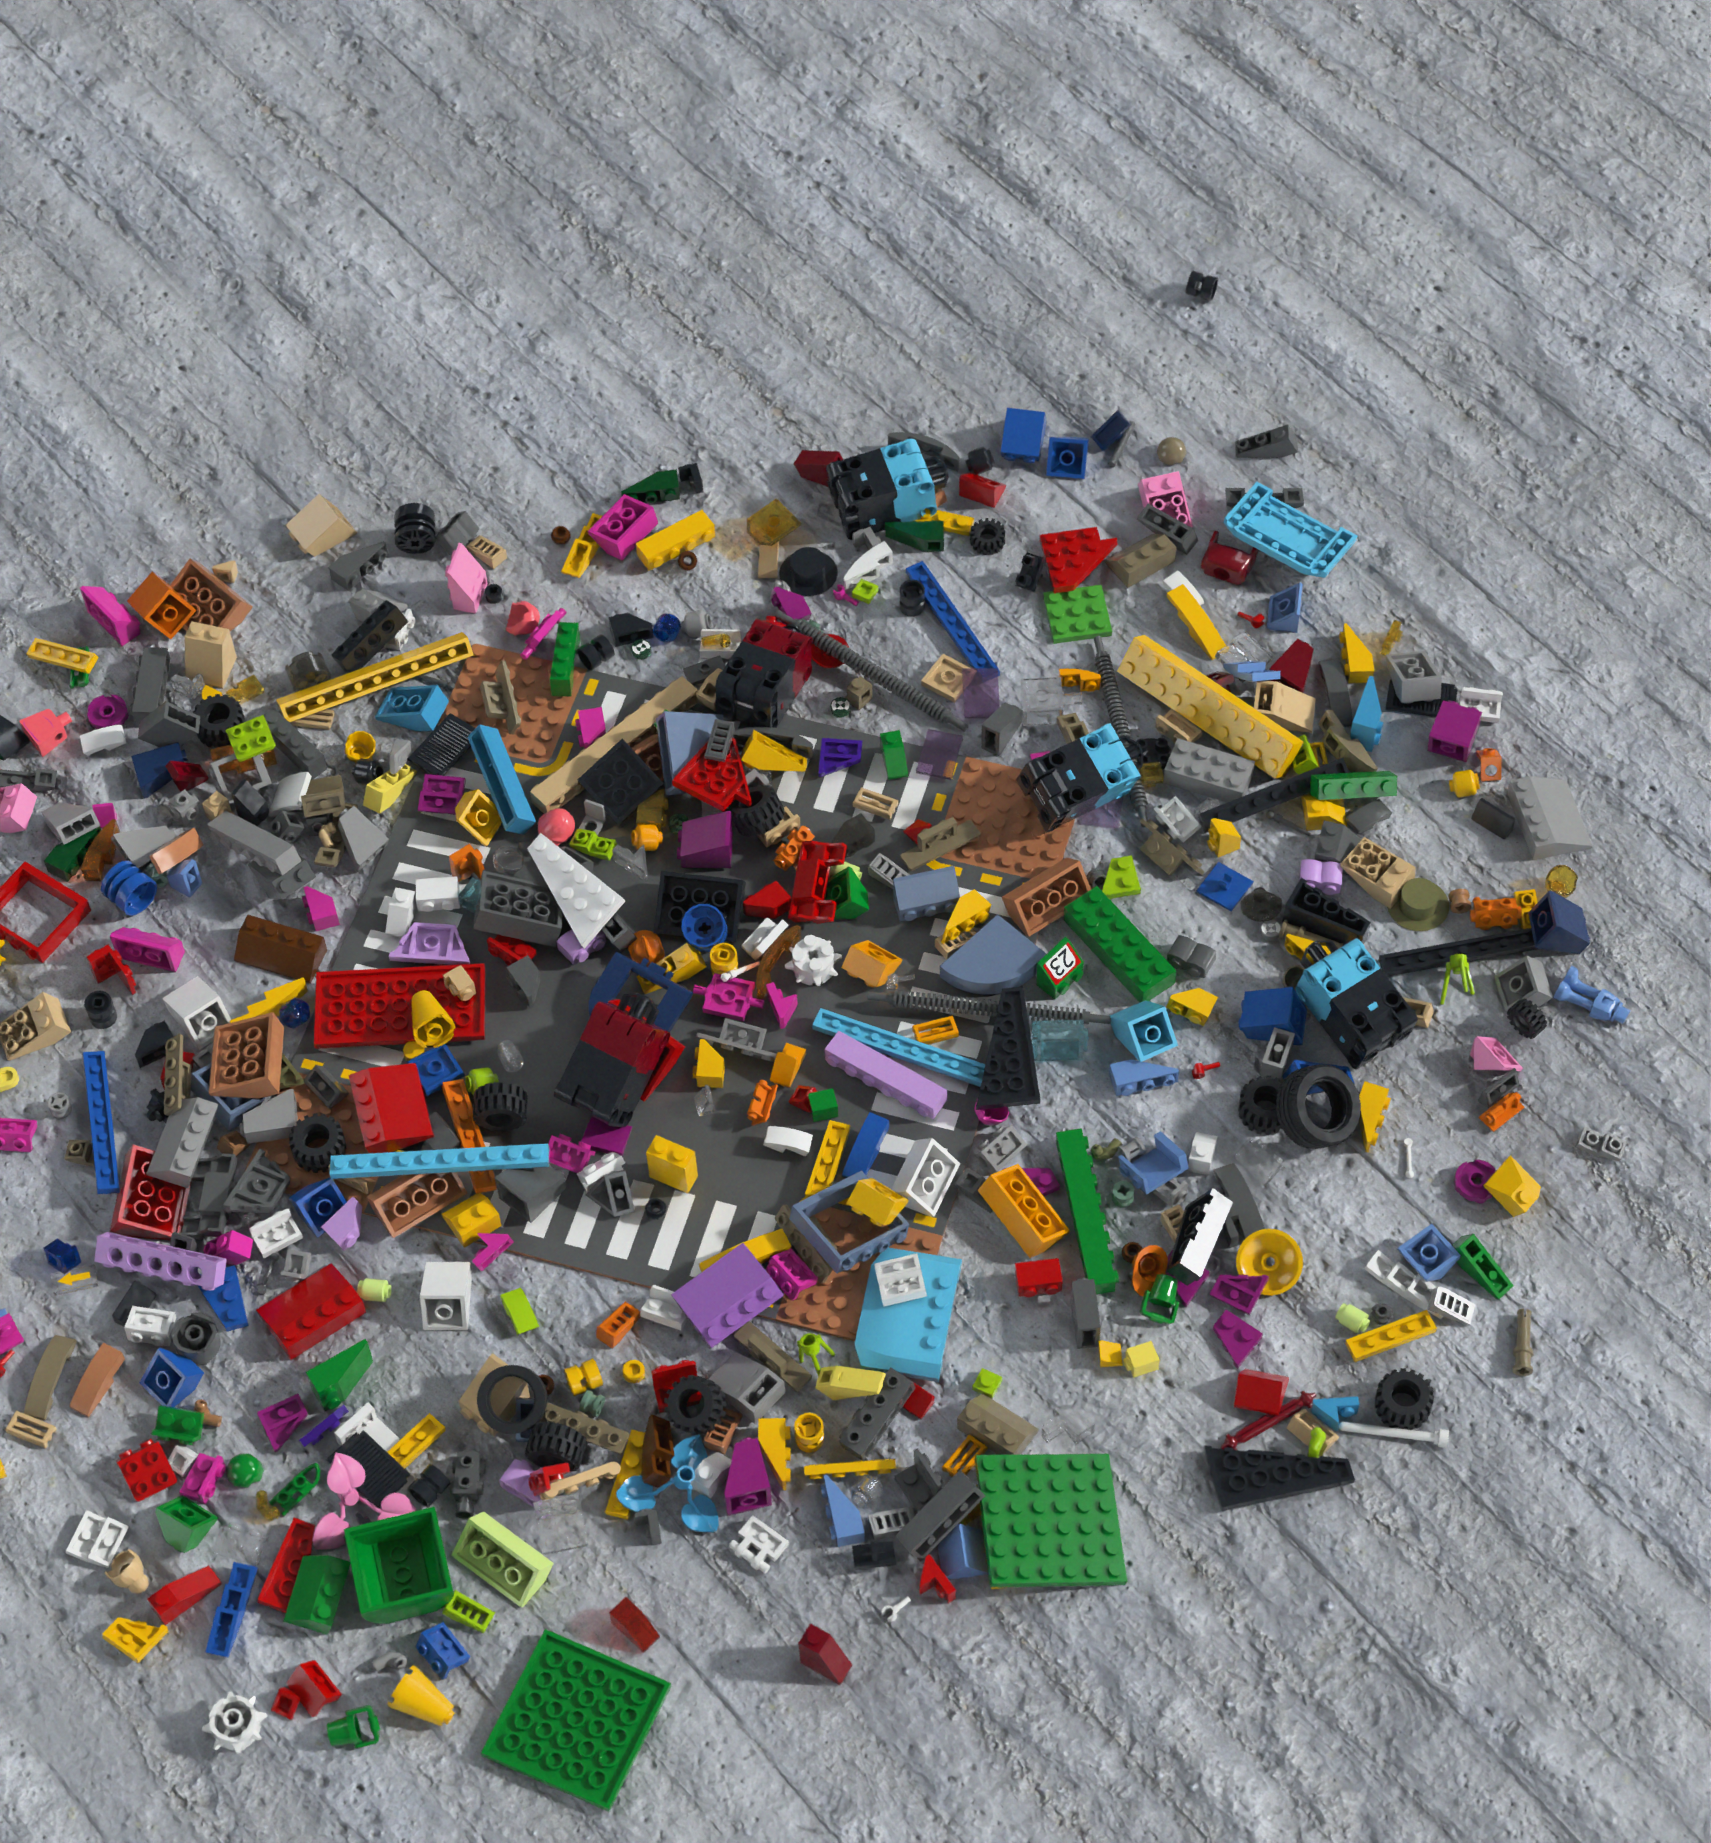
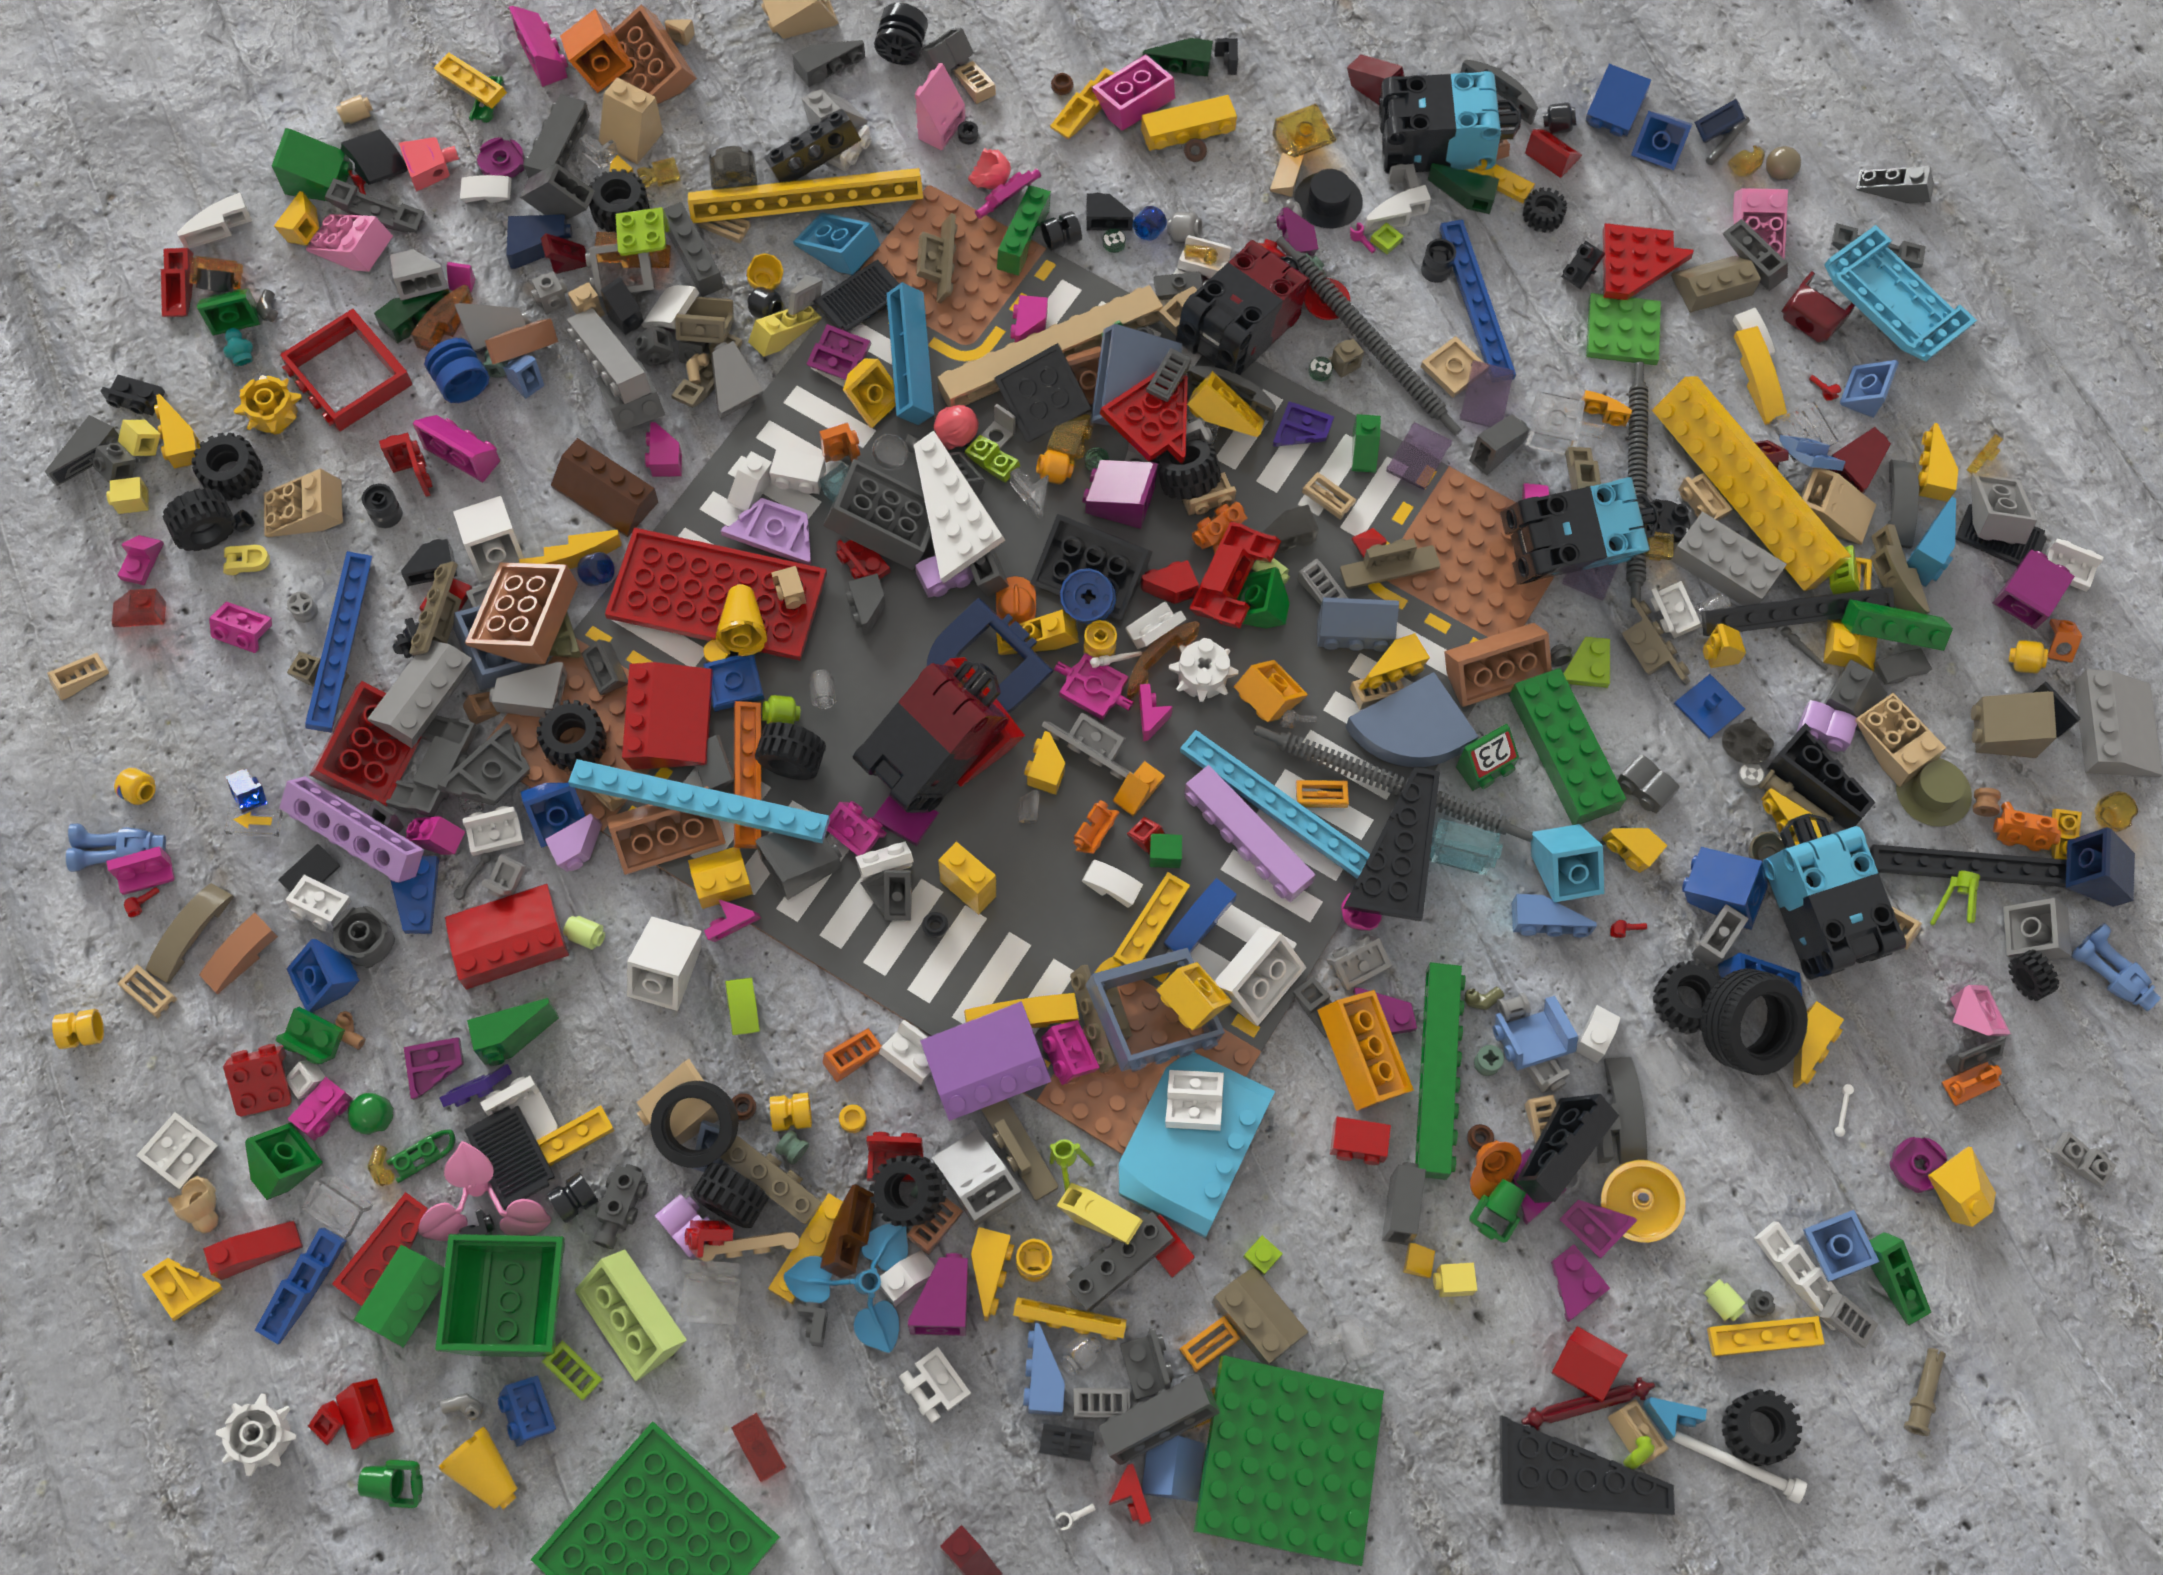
camera: 10 degrees right, 10 degrees up
(1141, 458) = (1746, 162): none -> clear yellow hair
(1465, 837) = (2014, 724): none -> dark tan slope

